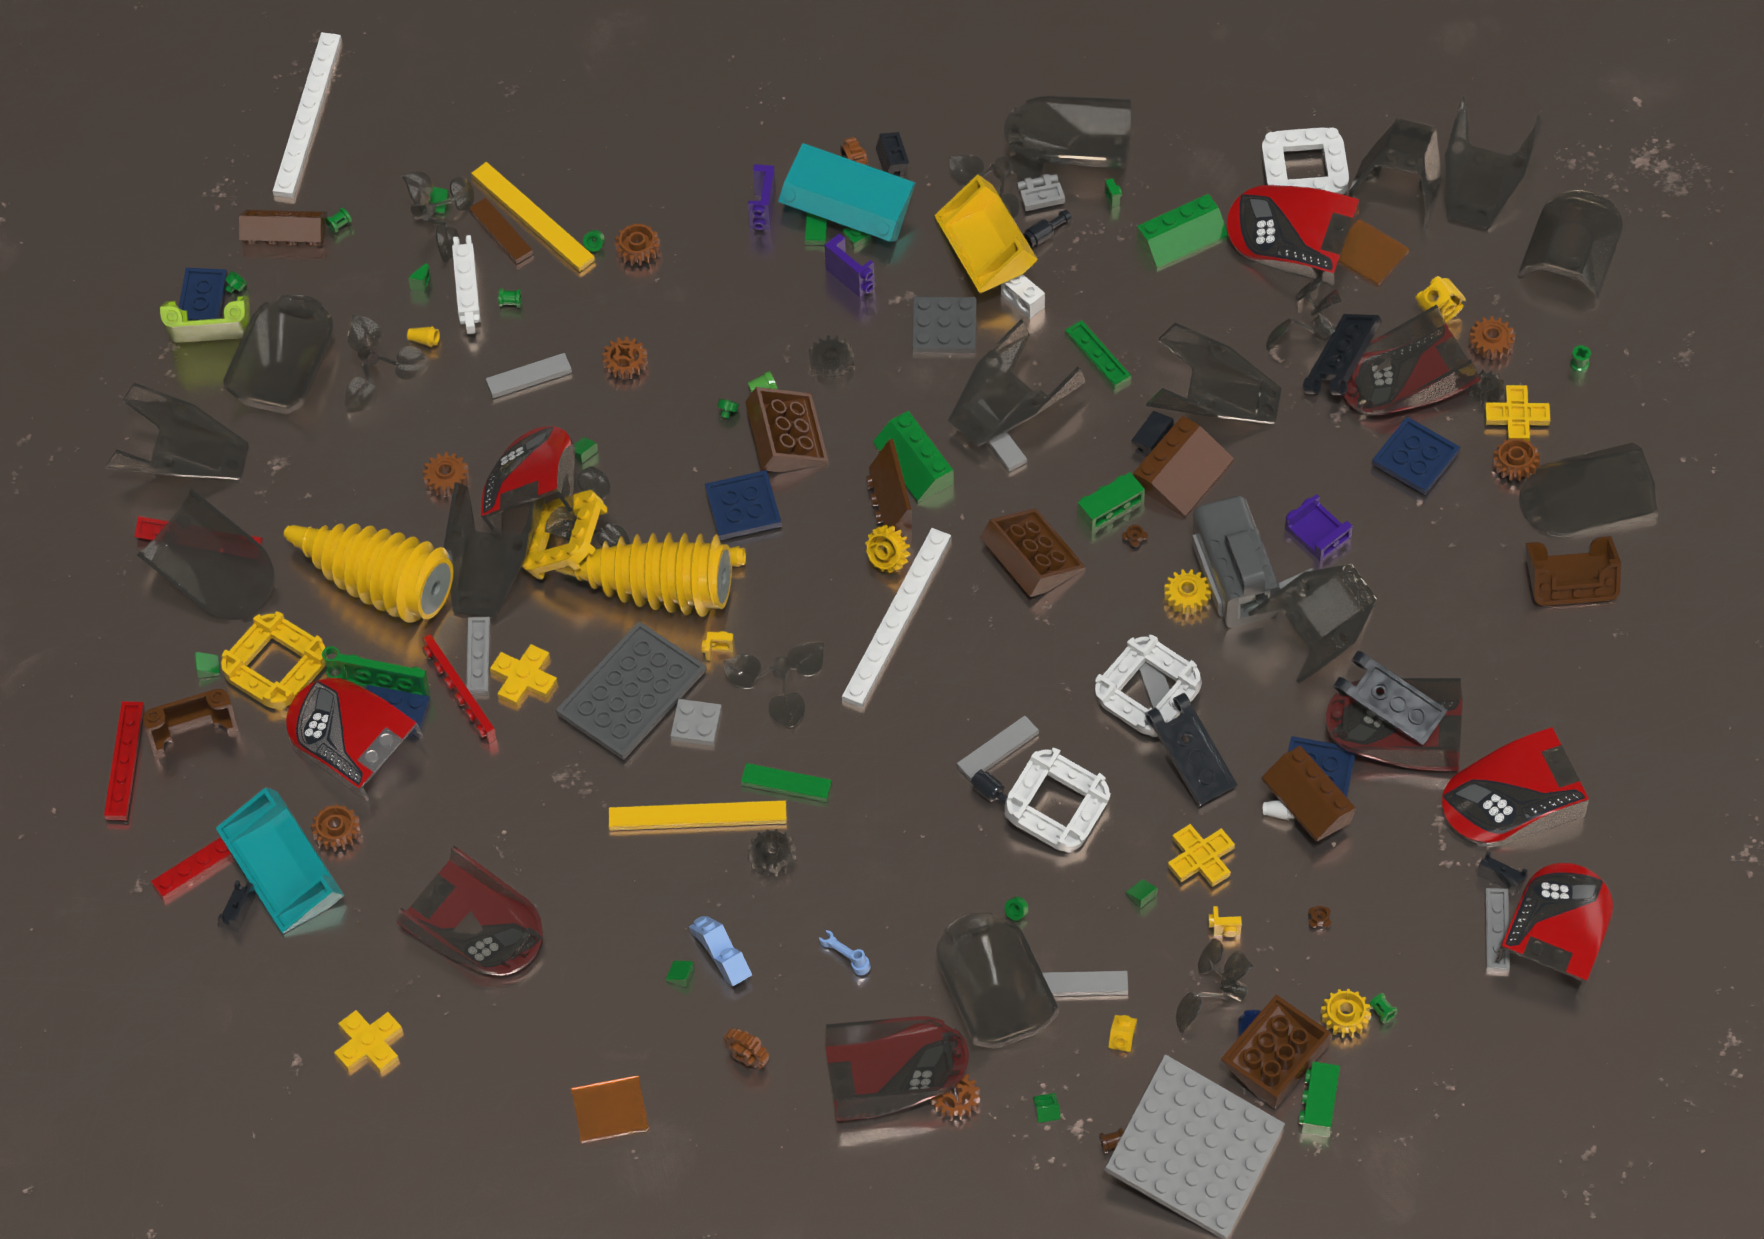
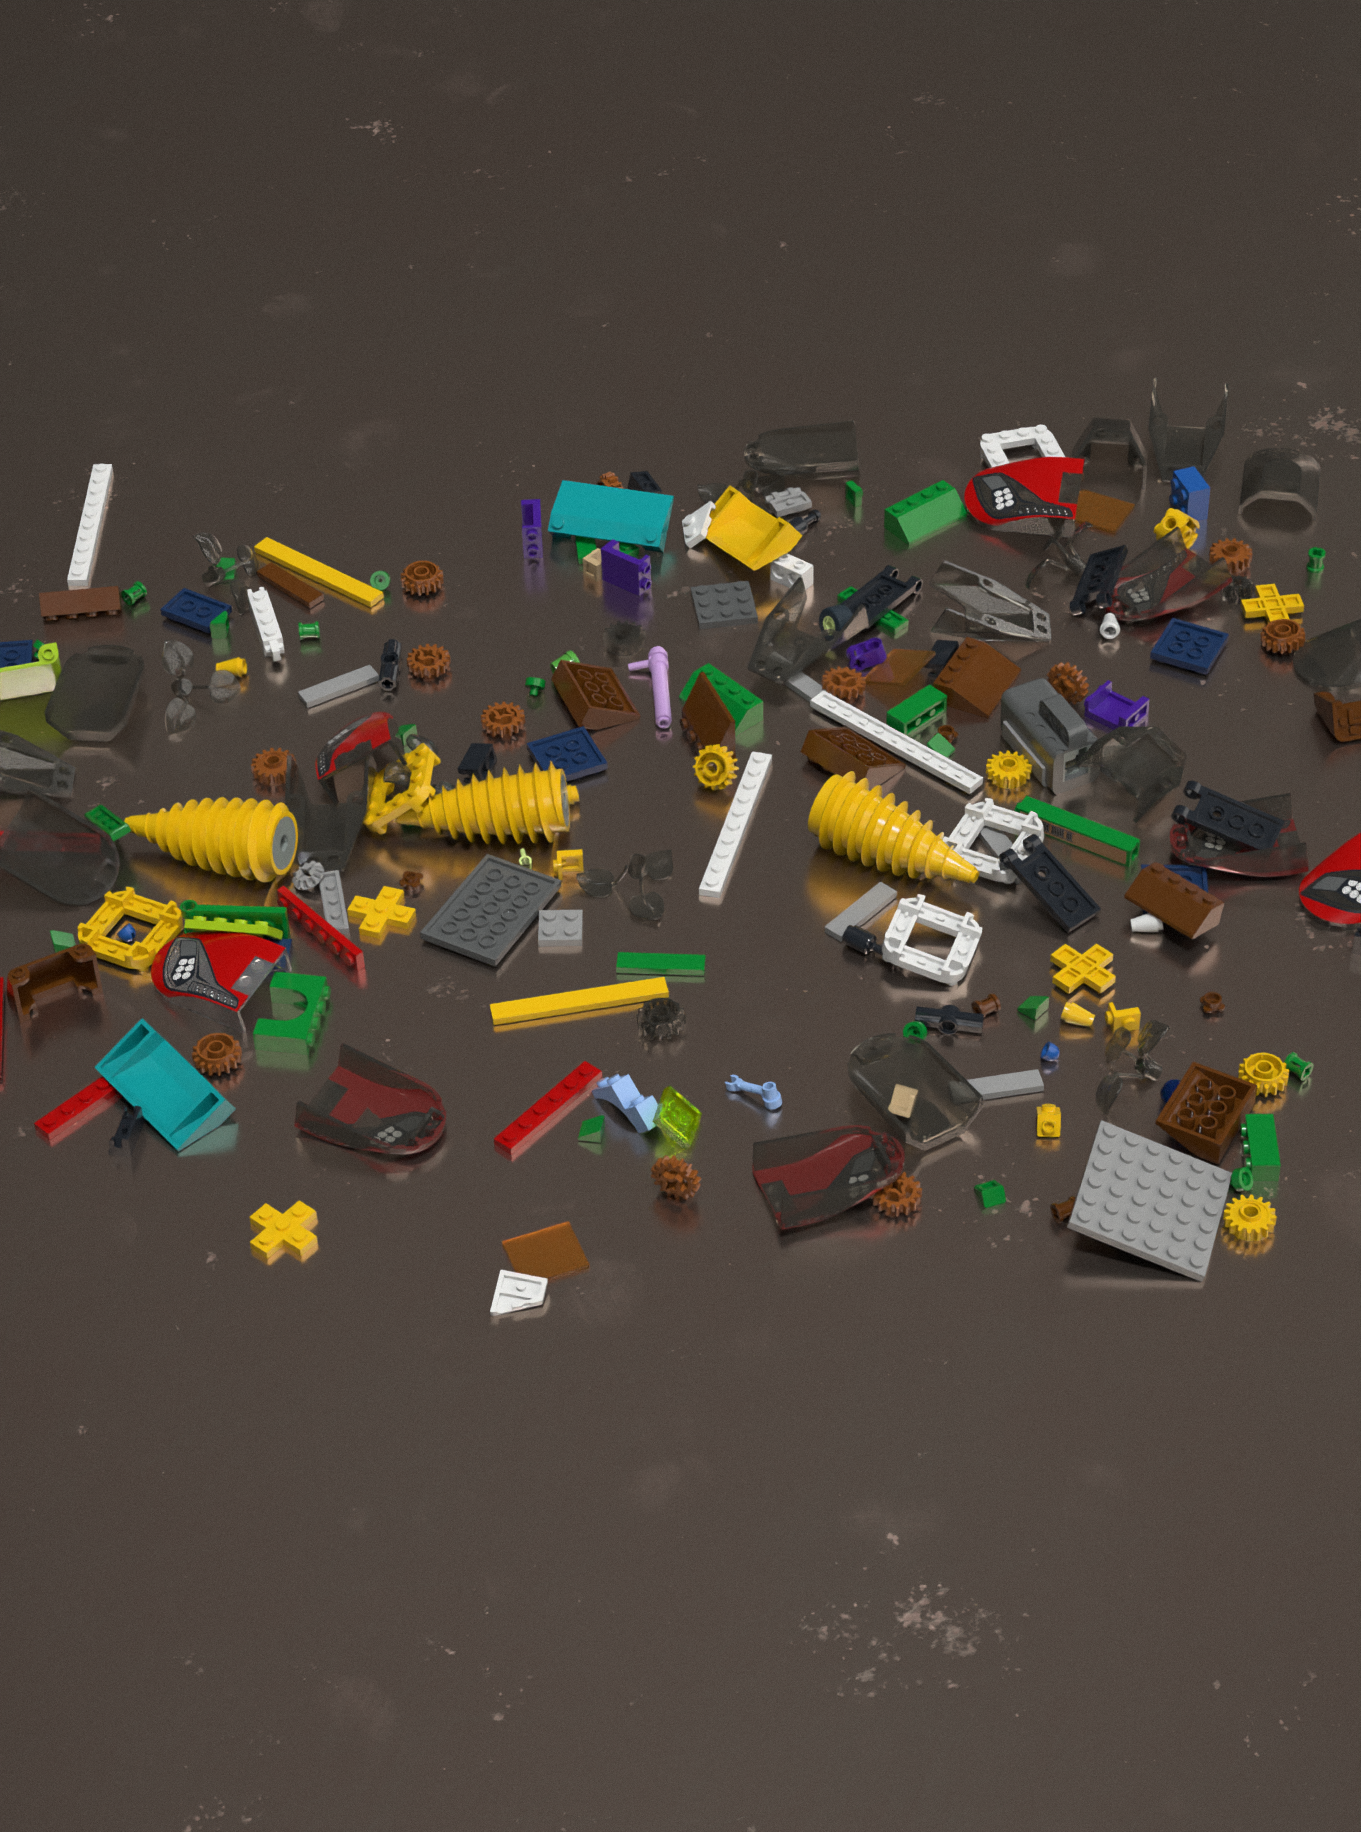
camera: 10 degrees left, 15 degrees down
(268, 527) = (107, 822): none -> green tile
(270, 663) = (127, 933): none -> blue hinge
(372, 685) = (239, 926): none -> lime wing
(398, 251) = (194, 609): none -> dark blue plate
(417, 815) = (296, 1034): none -> green arch
(466, 619) = (305, 882): none -> light grey gear
(559, 645) = (411, 880): none -> reddish brown plate
(574, 1150) = (517, 1292): none -> white wing
(587, 348) = (390, 664): none -> black piece
(643, 939) = (547, 1108): none -> red plate
(651, 501) = (478, 760): none -> black hinge
(676, 631) = (525, 860): none -> yellowish green hand
(686, 447) = (503, 719): none -> dark orange gear
(762, 976) = (677, 1117): none -> clear neon green plate
(816, 251) = (592, 565): none -> tan panel
(858, 401) = (658, 666): none -> lavender cylinder
(936, 213) = (696, 524): none -> white wing
(983, 993) = (903, 1101): none -> tan panel
(1034, 664) = (880, 833): none -> yellow cone
(1044, 452) = (843, 682): none -> dark orange gear
(1052, 371) = (834, 618): none -> black wheel
(1054, 897) = (950, 1019): none -> black piece
(1076, 417) = (868, 653): none -> dark purple piece
(1081, 537) = (896, 742): none -> white plate
(1094, 887) = (986, 1005): none -> reddish brown bush
(1096, 346) = (882, 594): none -> black hinge
(1105, 440) = (899, 667): none -> clear orange piece
(1124, 552) = (941, 745): none -> green slope
(1144, 951) = (1050, 1052): none -> blue hinge
(1181, 912) = (1077, 1015): none -> yellow cone
(1239, 683) = (1082, 832): none -> green brick
(1273, 492) = (1068, 682): none -> dark orange gear
(1291, 1168) = (1249, 1218): none -> yellow gear
(1292, 1133) = (1241, 1179): none -> green tile
(1339, 416) = (1109, 626): none -> white cone
(1467, 252) = (1190, 493): none -> blue brick

